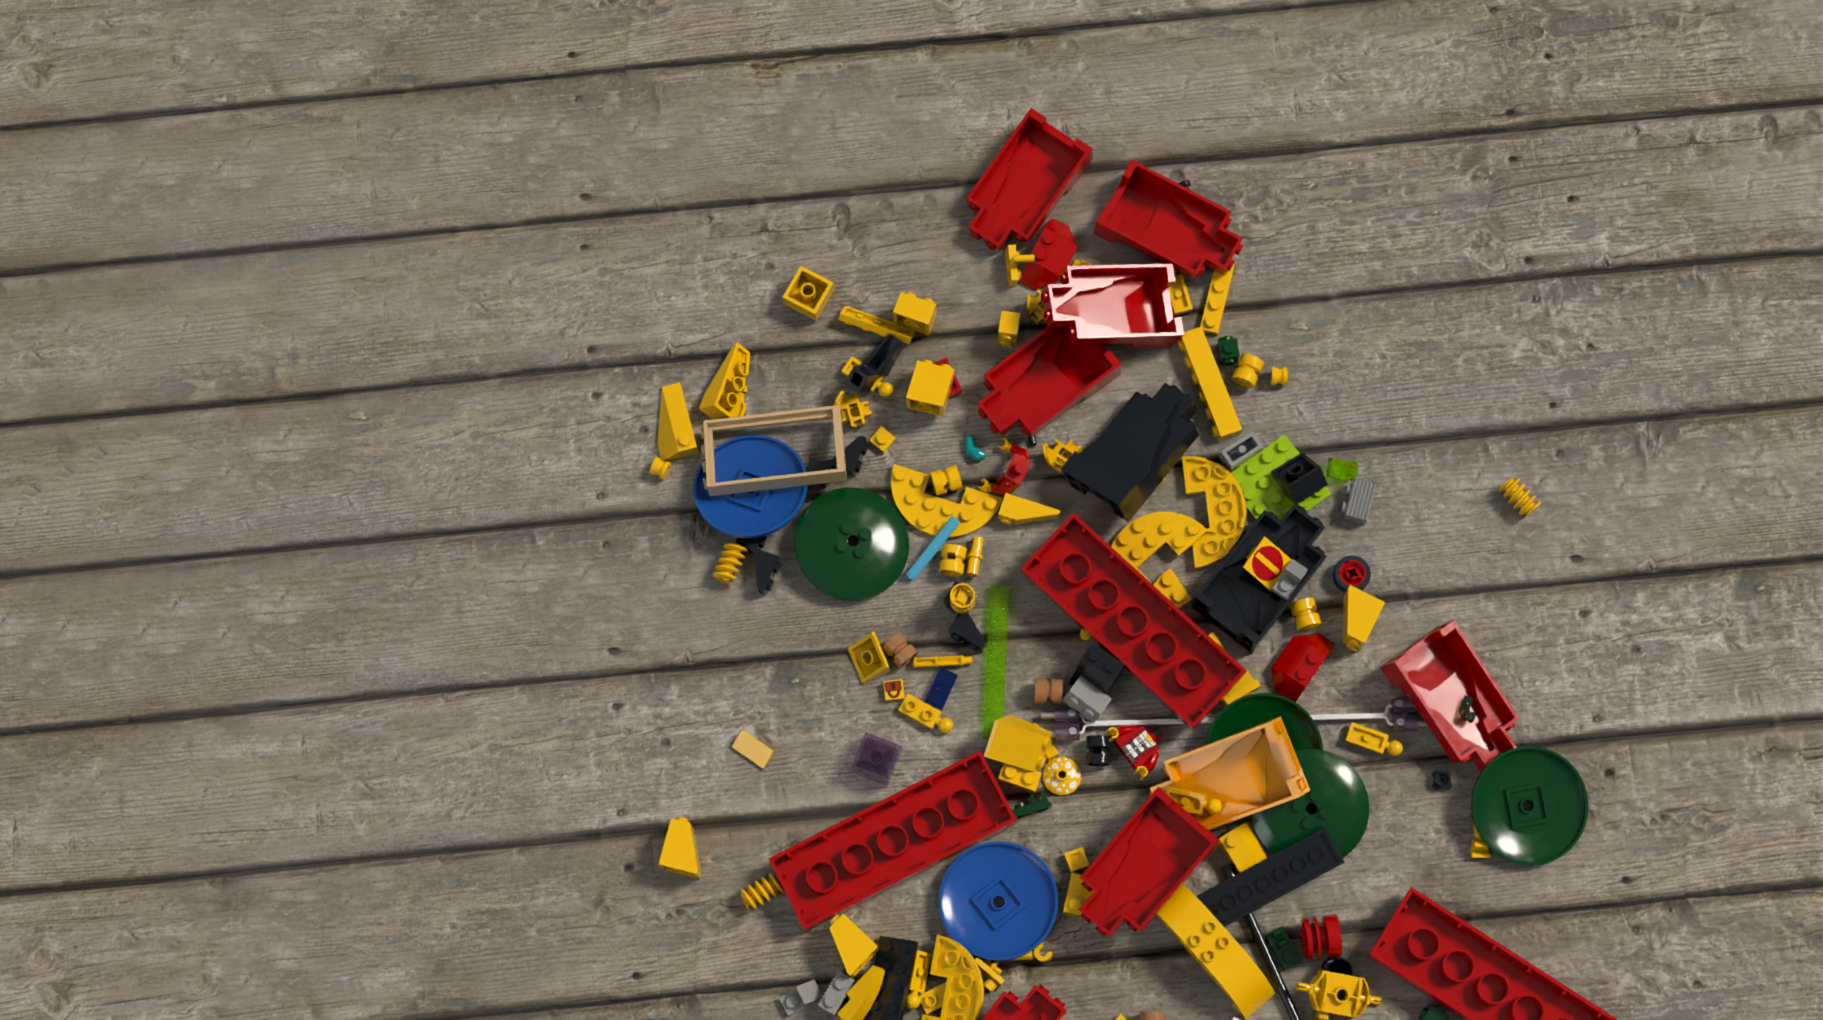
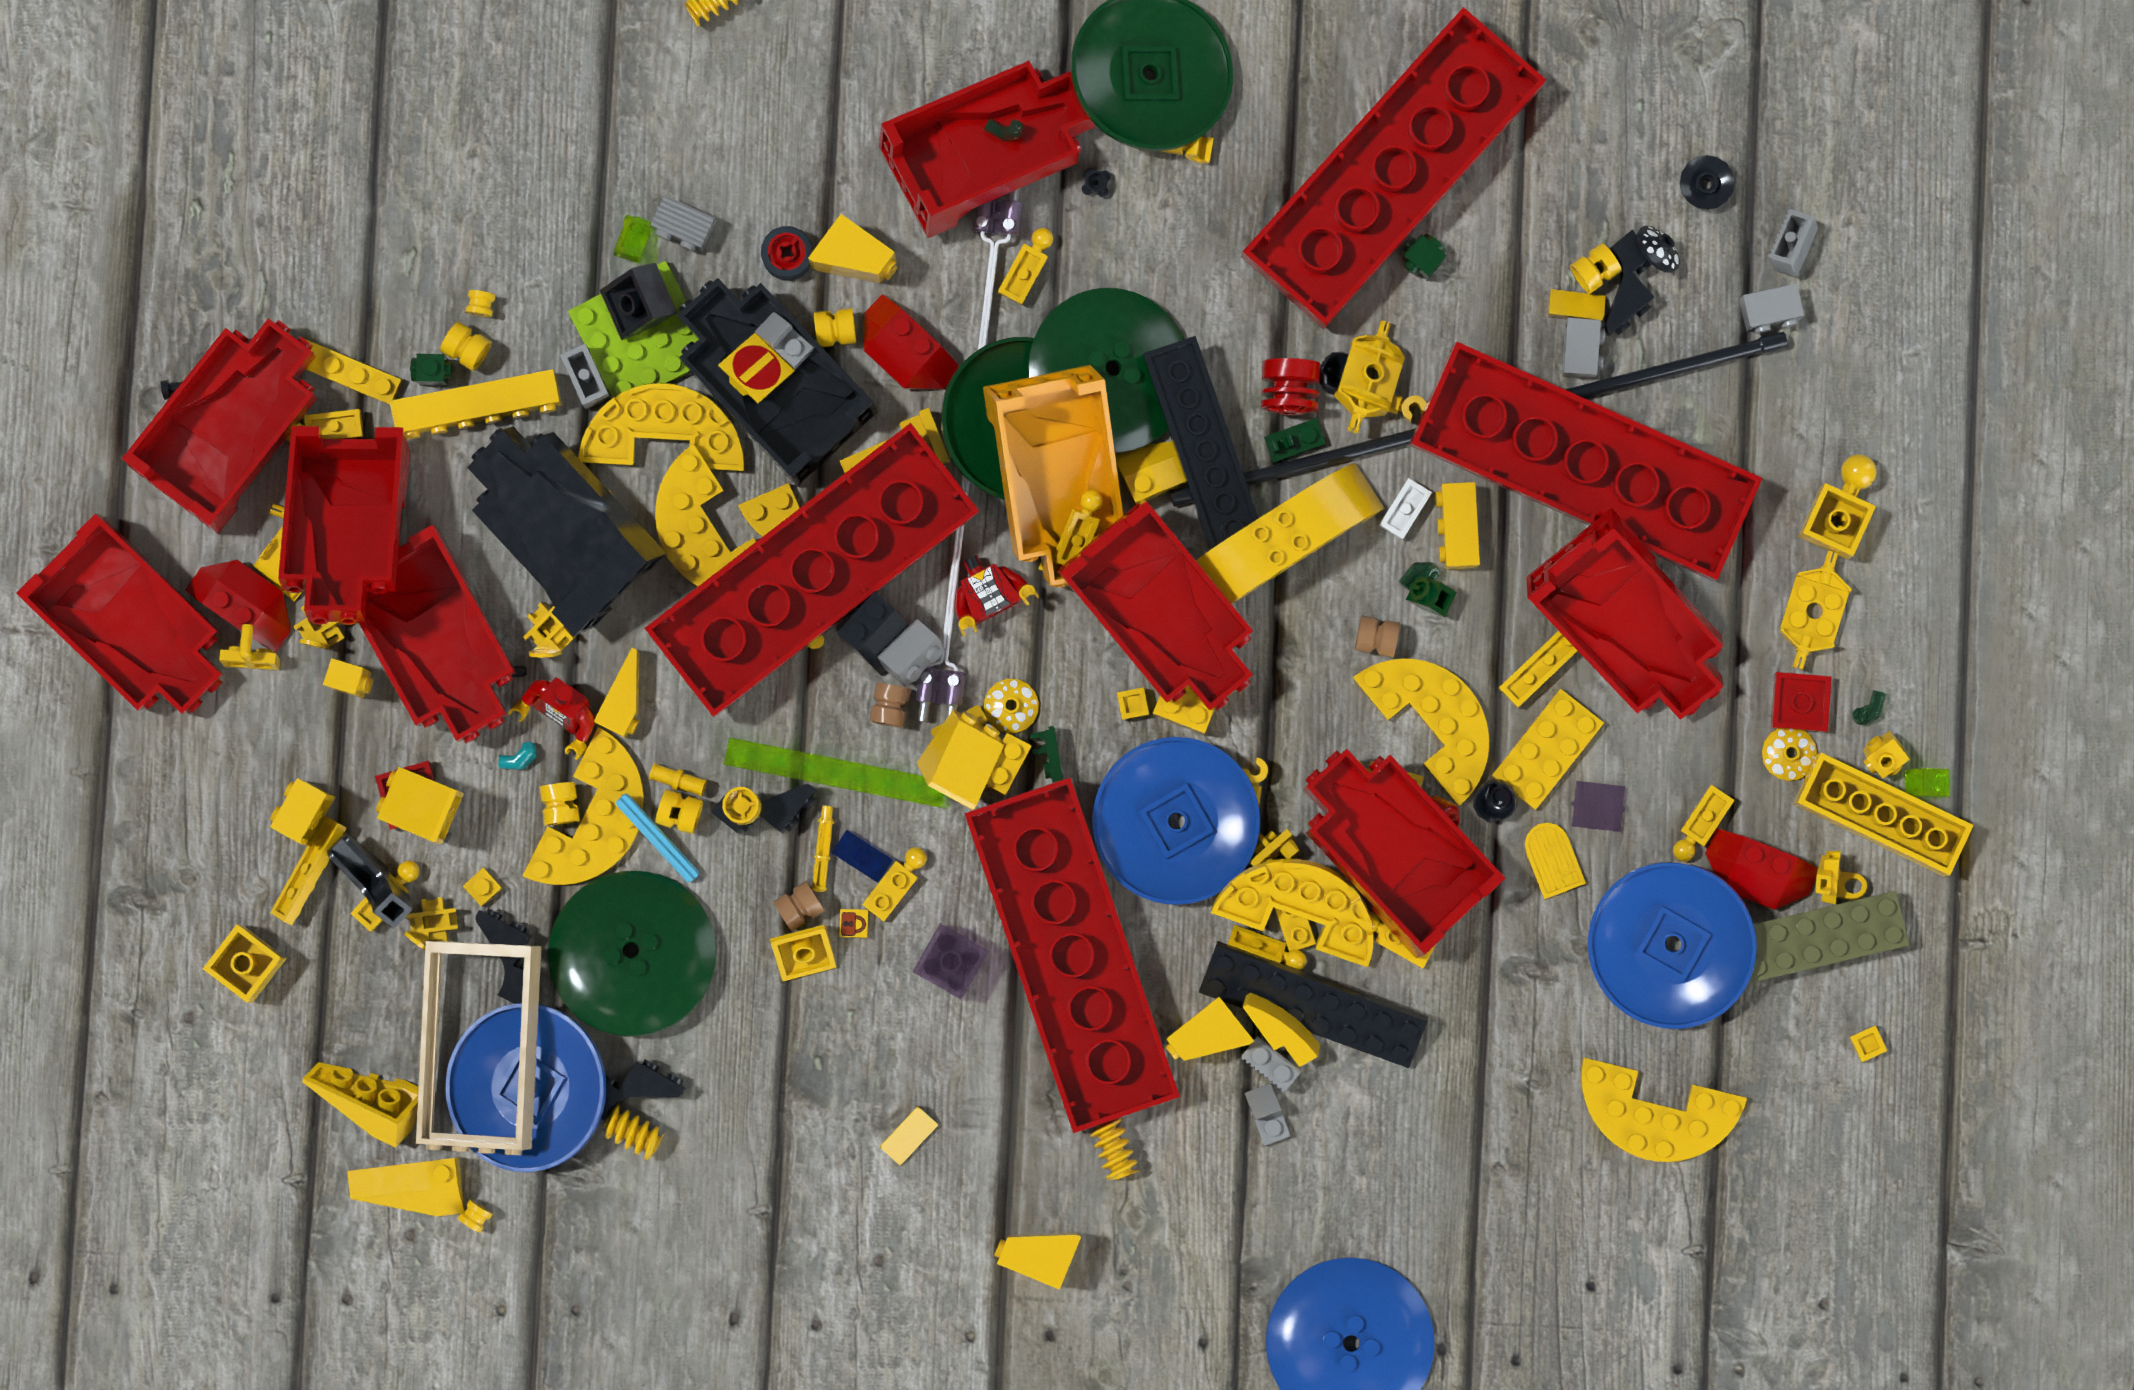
camera: 85 degrees left, 10 degrees up
(1101, 744) = (975, 647): black wheel -> none

